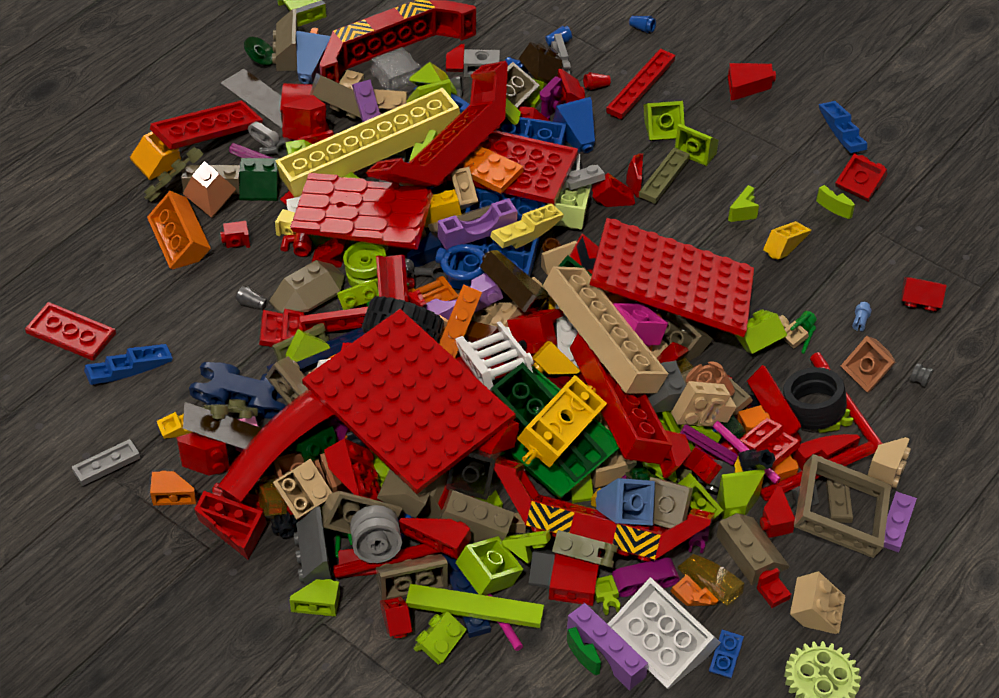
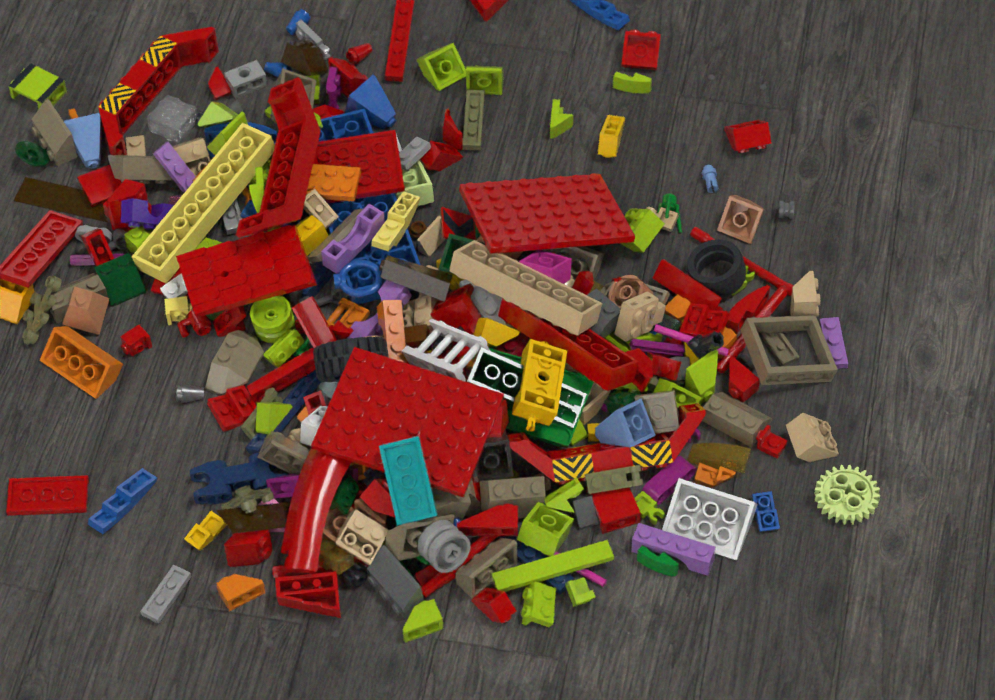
camera: 25 degrees left, 5 degrees up
(256, 142) = (97, 246): none -> red slope
(267, 411) = (283, 485): none -> magenta slope
(302, 126) = (136, 213): none -> dark purple arch
(369, 452) = (408, 480): none -> teal plate
(486, 643) = (579, 592): none -> lime panel

